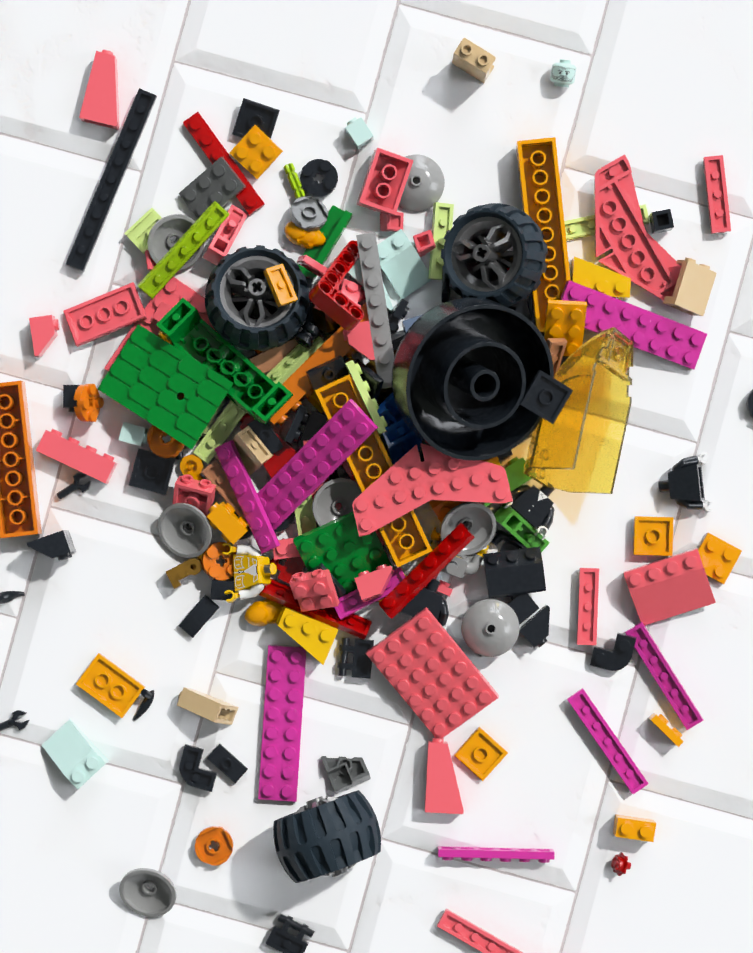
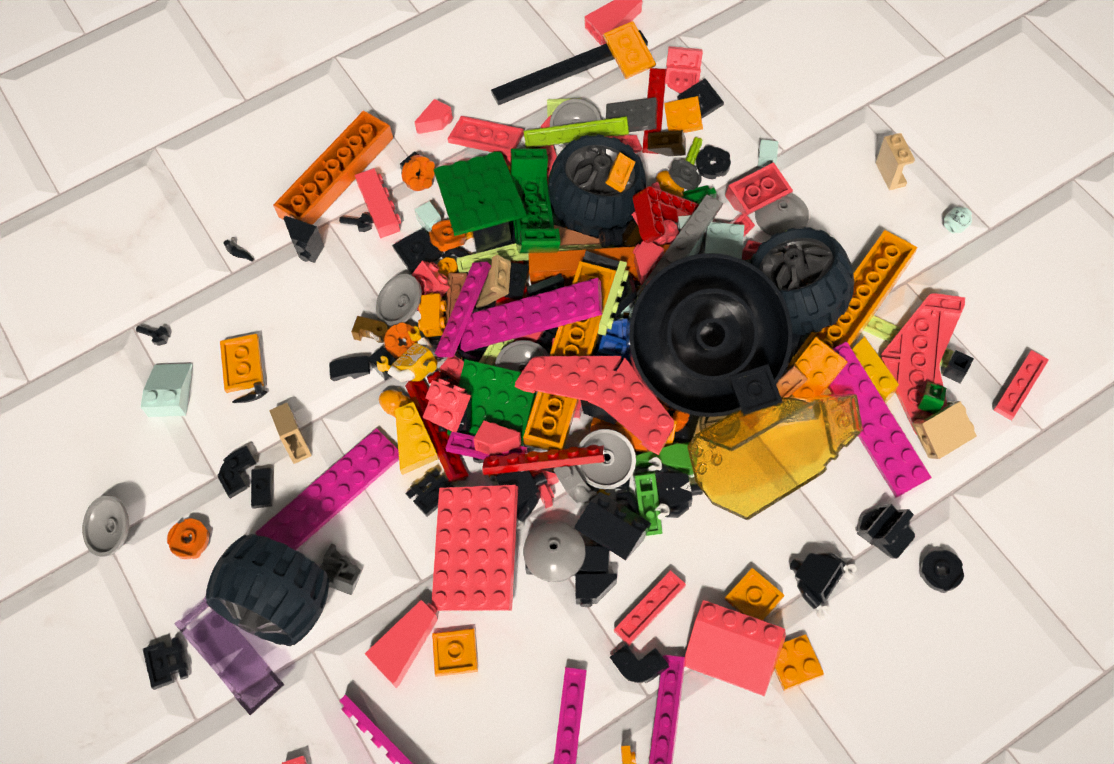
camera: 45 degrees right, 25 degrees down
(151, 121) = (629, 50): none -> light orange plate
(215, 102) = (682, 68): none -> coral piece
(268, 195) = (667, 143): none -> dark brown slope
(336, 895) = (231, 658): none -> clear purple windscreen
(663, 266) = (932, 398): none -> green slope
(705, 405) = (887, 529): none -> black piece

